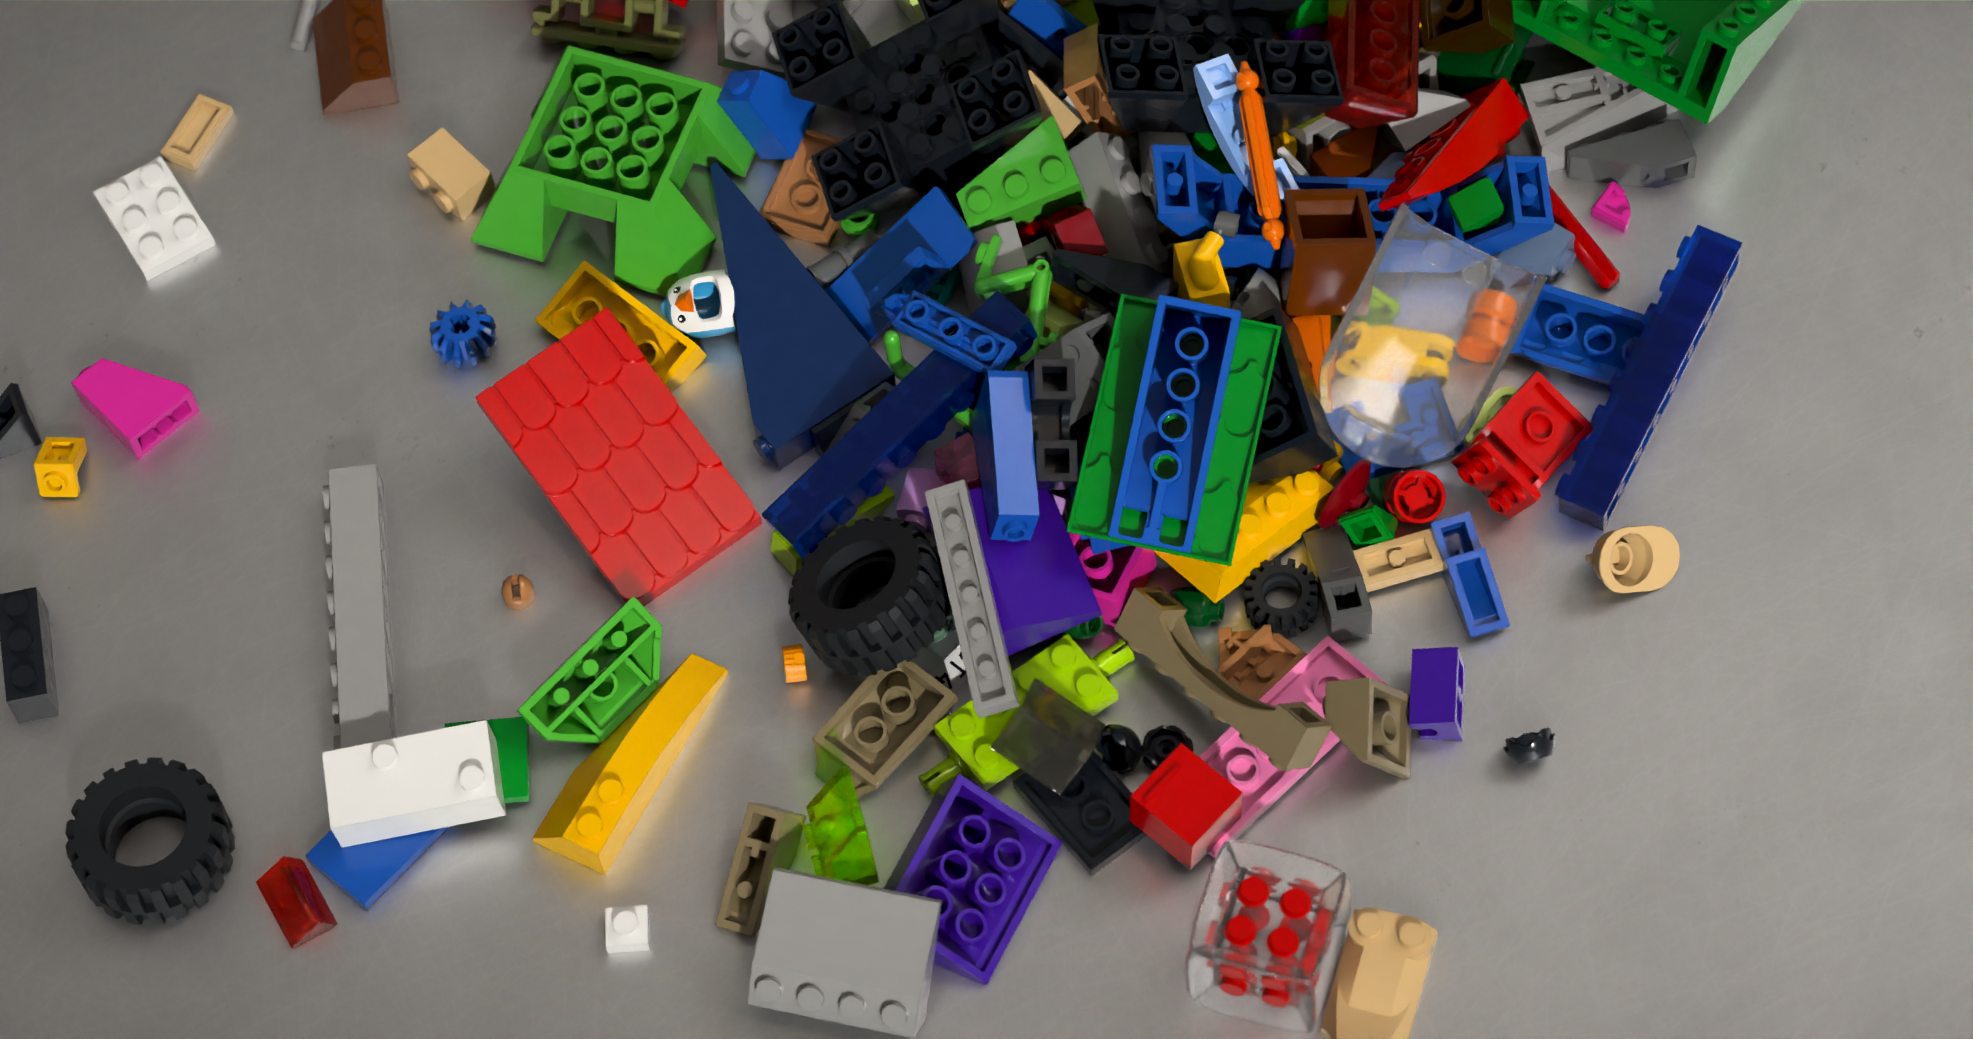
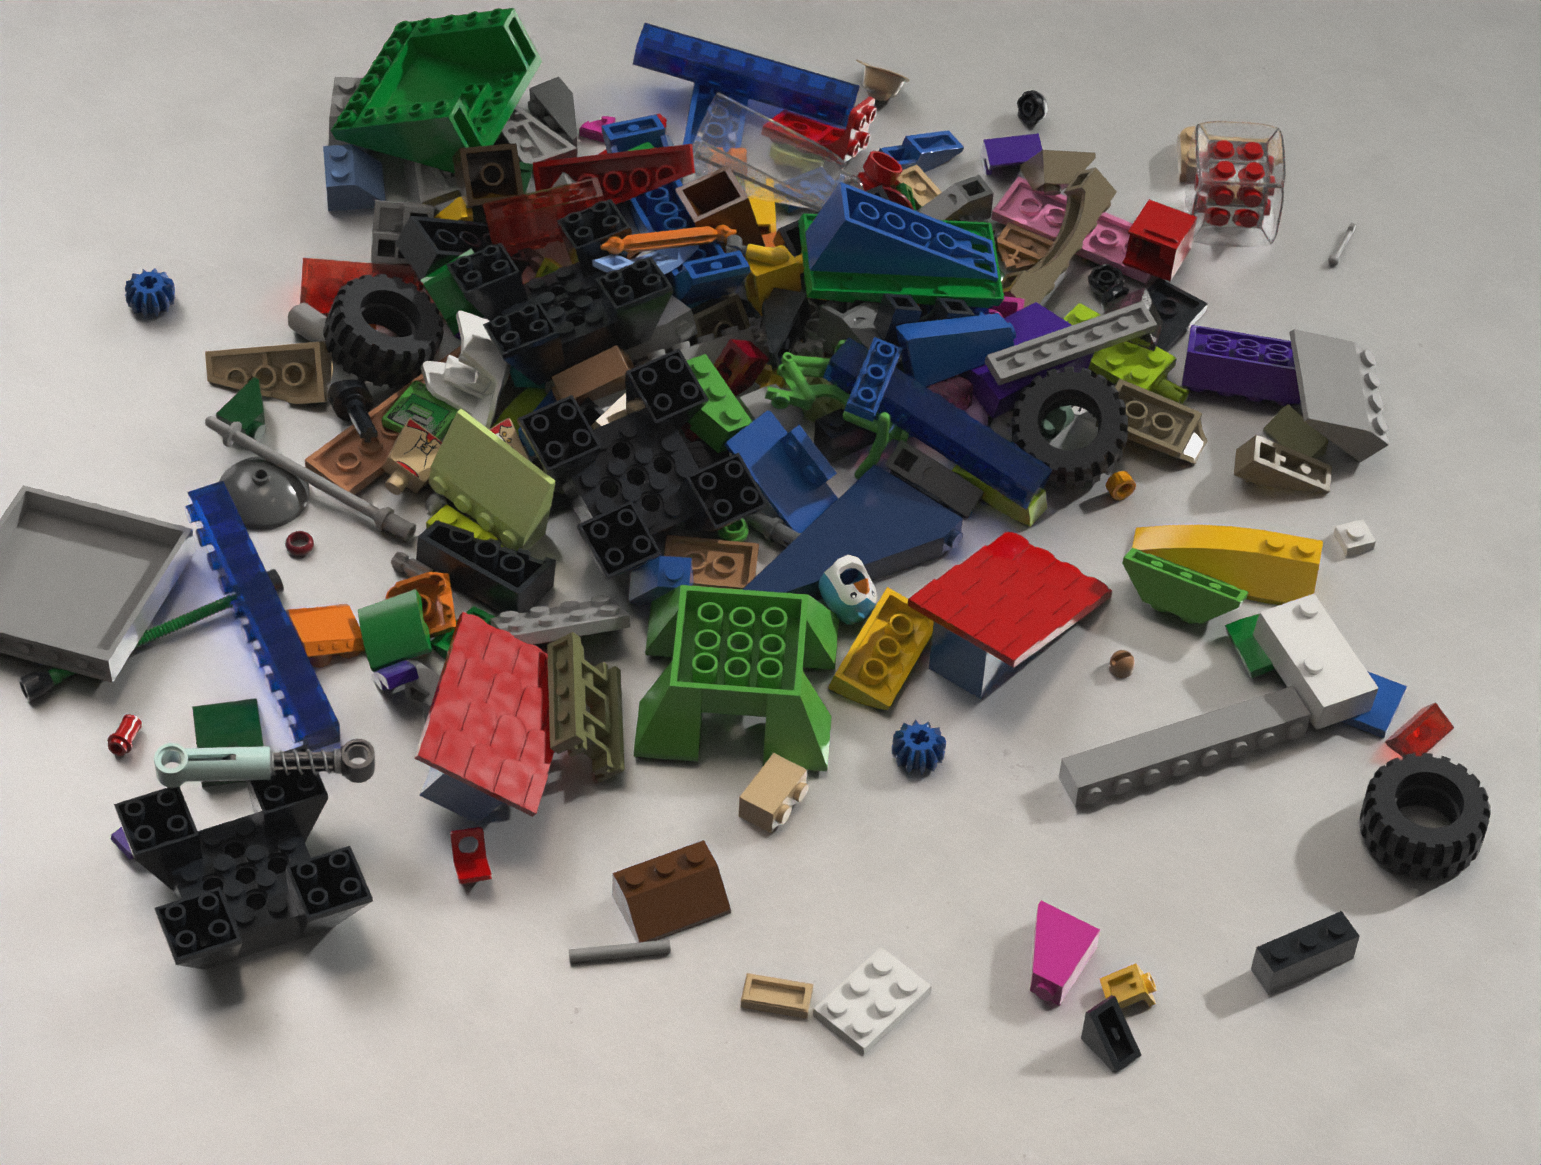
camera: 115 degrees left, 10 degrees down
(840, 833) = (1248, 412): clear neon green slope -> none

